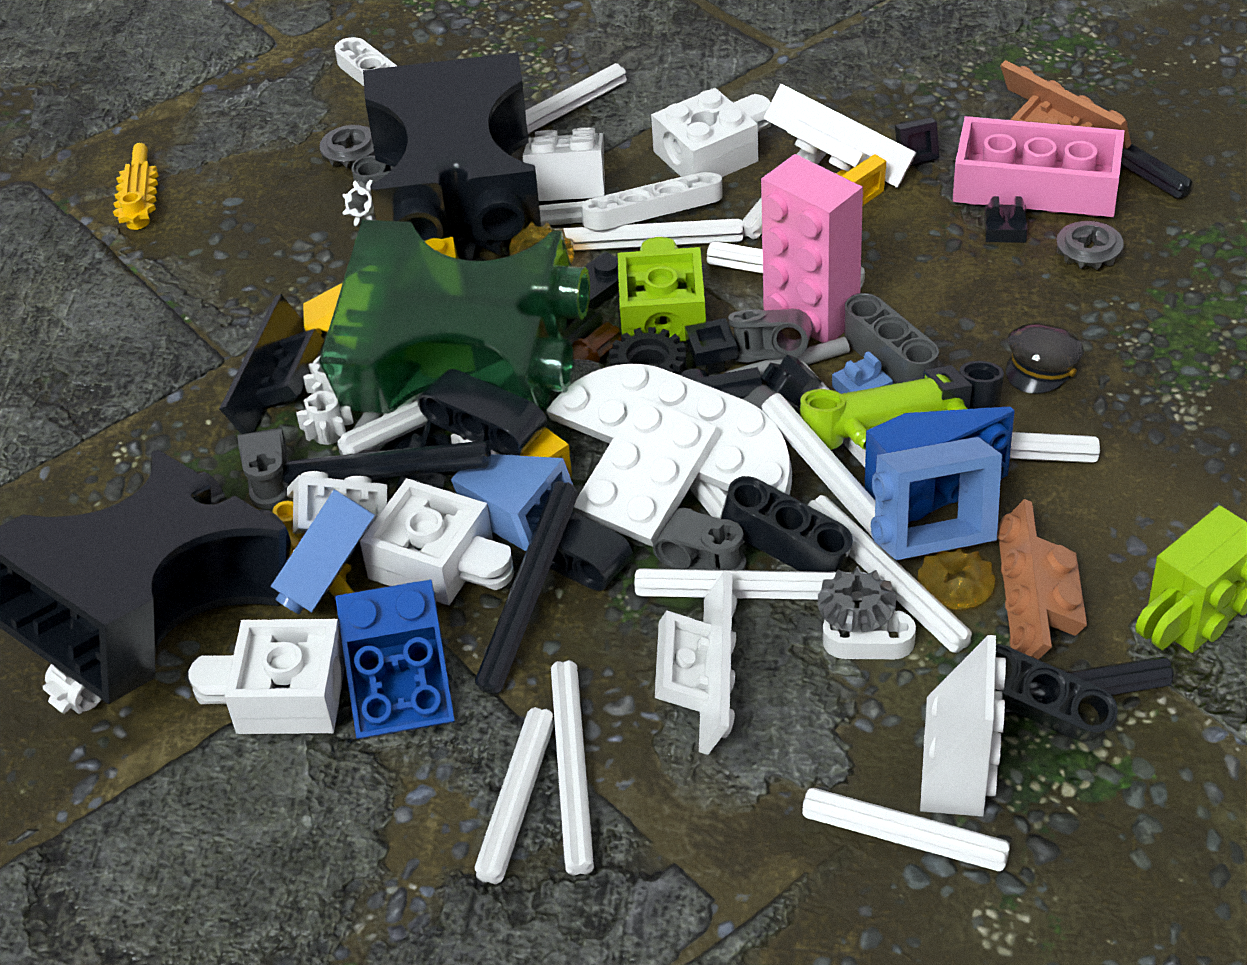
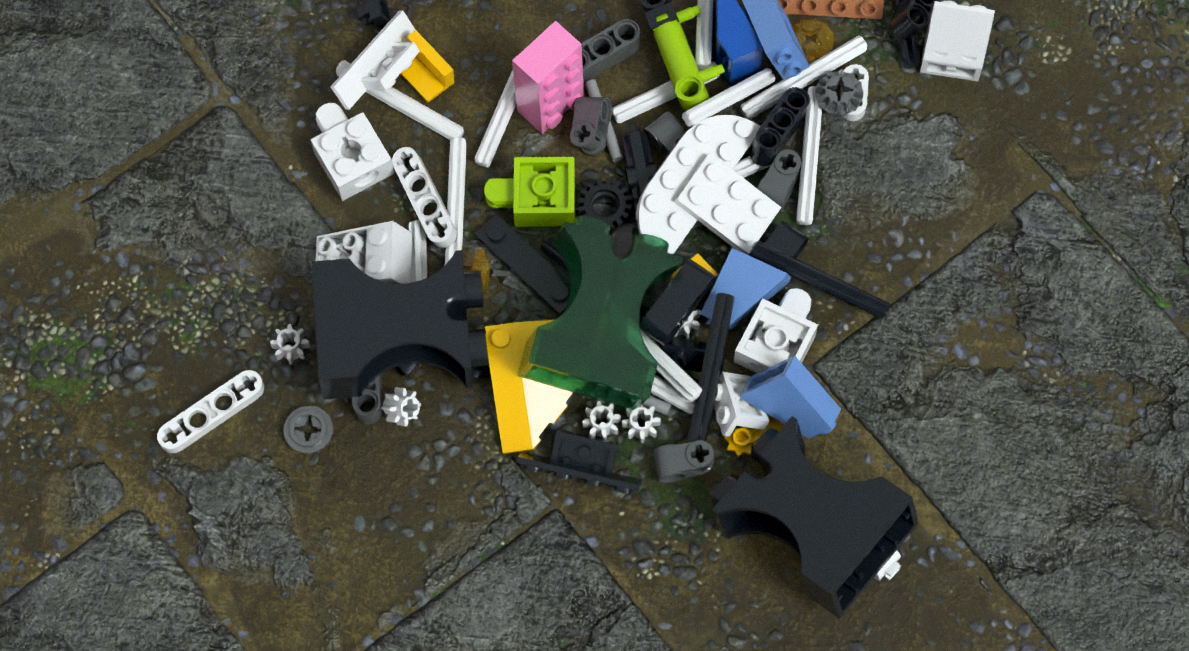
camera: 90 degrees left, 25 degrees up
(136, 190) = (338, 598): yellow piece -> none
(264, 662) = (887, 429): white brick -> none
(394, 659) = (865, 363): blue slope -> none
(514, 796) = (967, 293): white axle -> none
(571, 769) = (946, 262): white axle -> none
(574, 97) = (274, 262): white axle -> none
(696, 662) = (876, 184): white bracket -> none
(711, 344) = (594, 162): black tile -> none
(790, 379) = (637, 114): black tile -> none
(860, 375) = (630, 75): medium blue tile -> none
(906, 829) = (996, 88): white axle -> none

